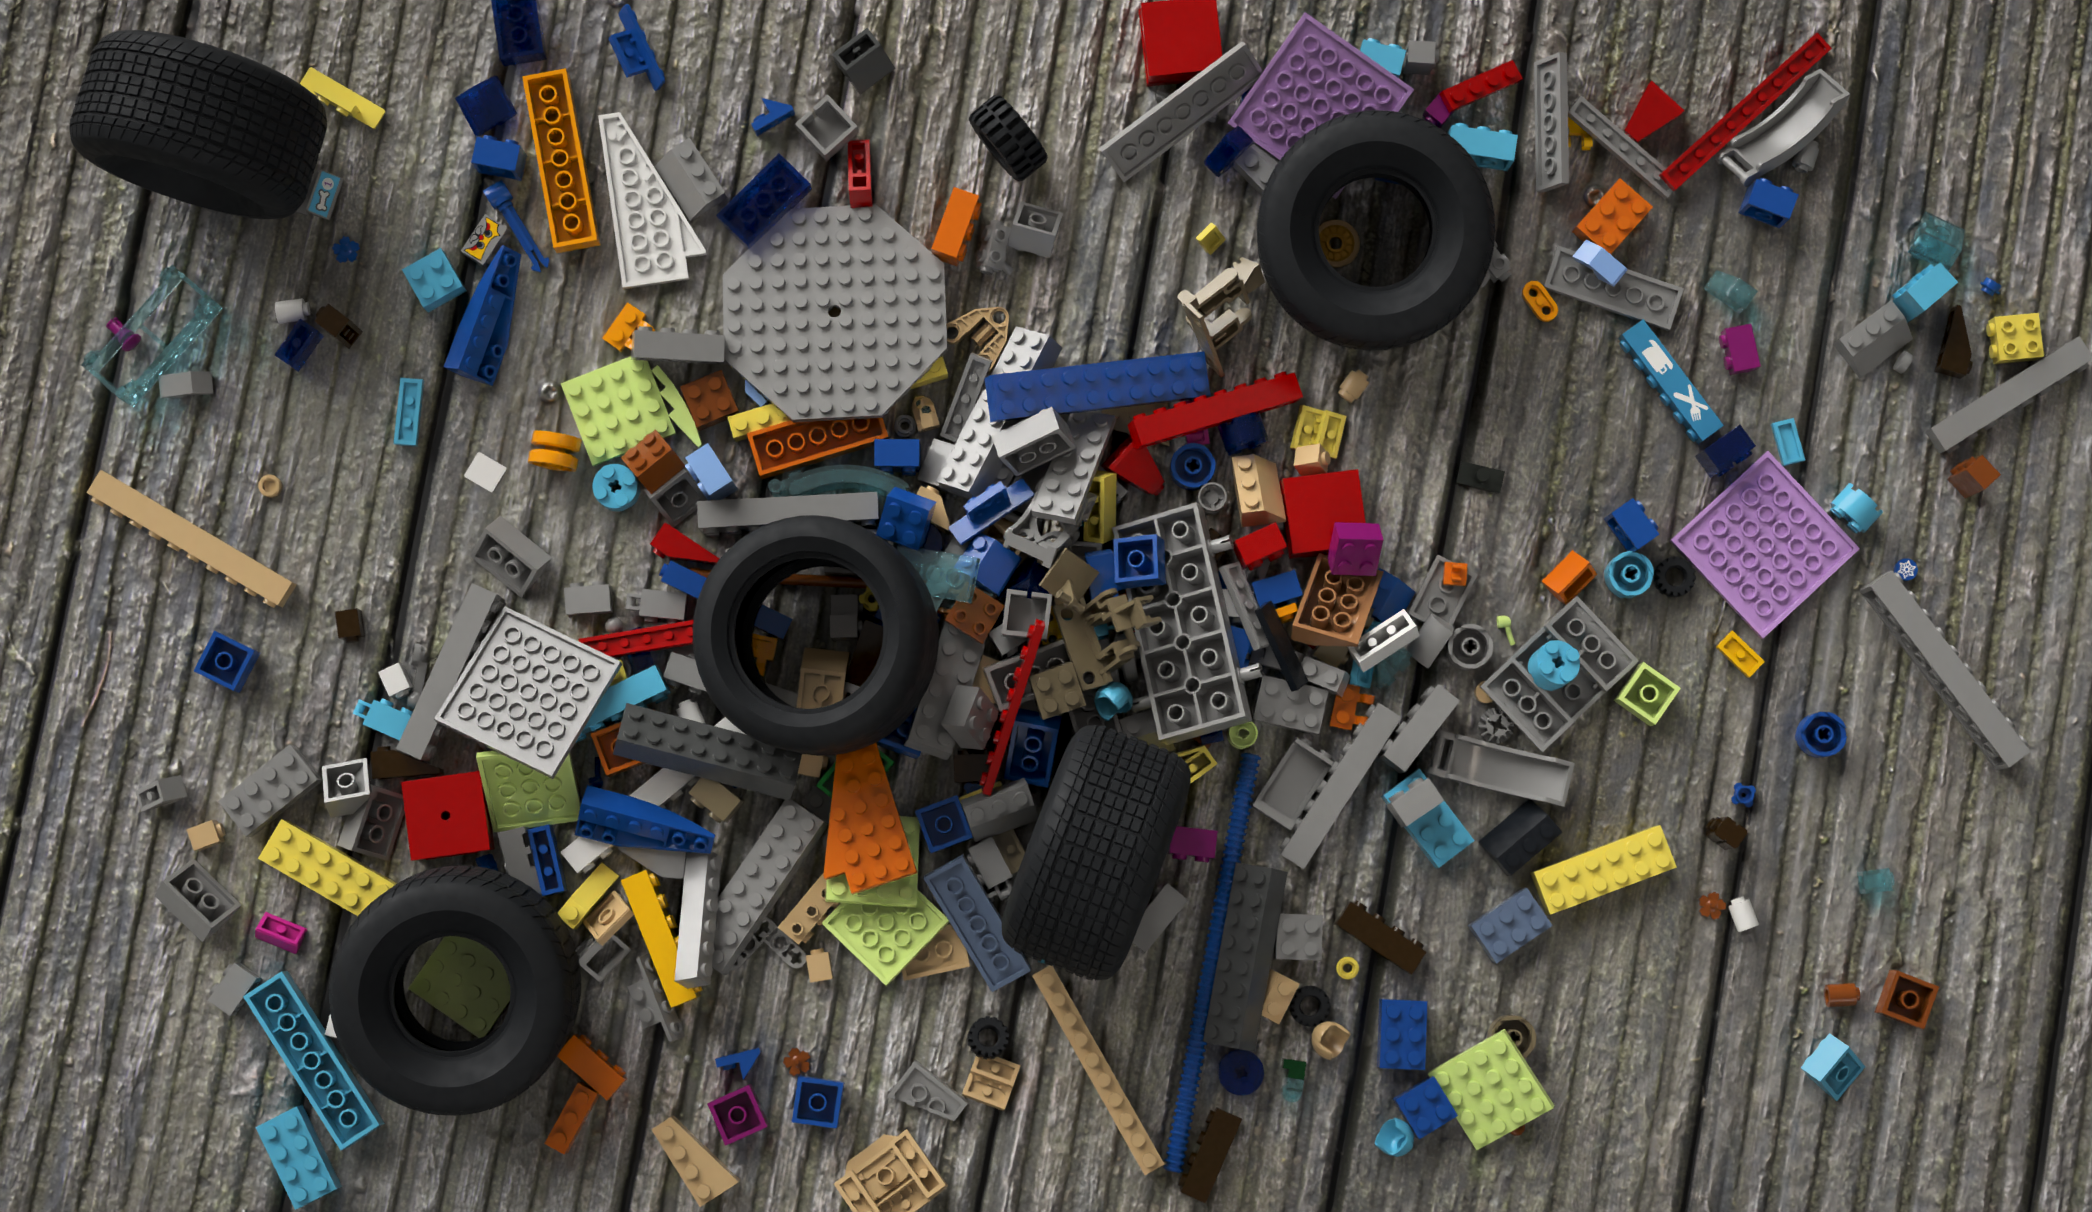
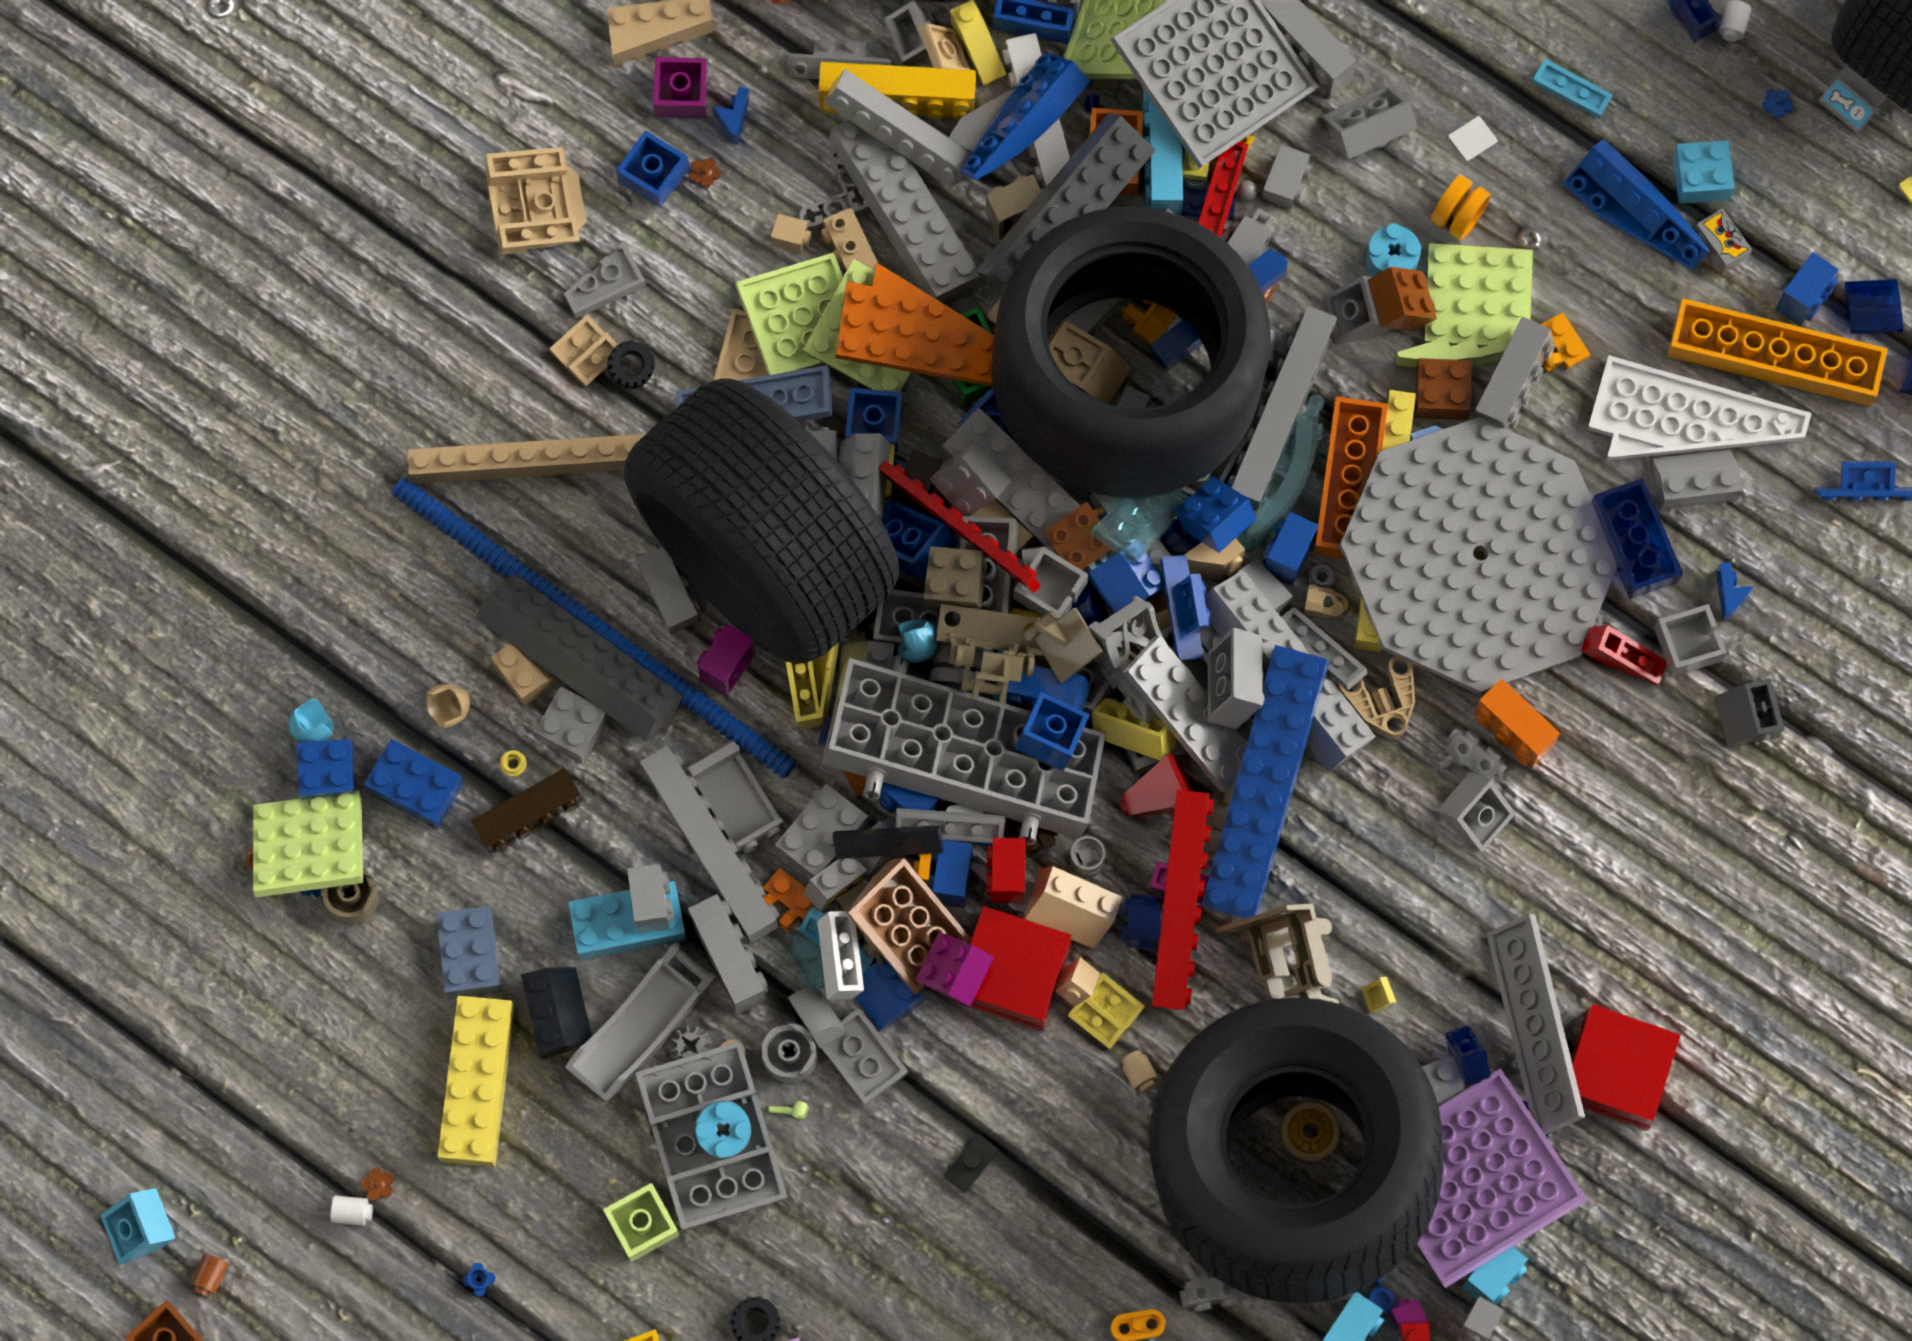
camera: 120 degrees right, 10 degrees down
(337, 325) = (1694, 50): dark brown brick -> none
(501, 199) = (1765, 276): blue piece -> none
(677, 546) = (1302, 288): red slope -> none
(713, 477) = (1360, 347): light blue brick -> none
(1008, 138) = (1589, 816): black tyre -> none
(1203, 461) = (1124, 839): blue brick -> none
(1210, 1154) = (394, 531): dark brown brick -> none
(1228, 1077) = (453, 587): clear blue brick -> none
(1242, 735) = (812, 772): yellowish green wheel -> none
(1293, 1087) = (426, 652): leg -> none
(1324, 1006) = (493, 688): black tyre -> none
(1455, 574) = (876, 1077): orange tile -> none
(1569, 577) = (812, 1205): orange brick -> none
(1632, 525) = (834, 1297): blue brick -> none
(1637, 583) = (771, 1257): medium azure brick -> none
(1725, 832) = (448, 1231): dark brown brick -> none

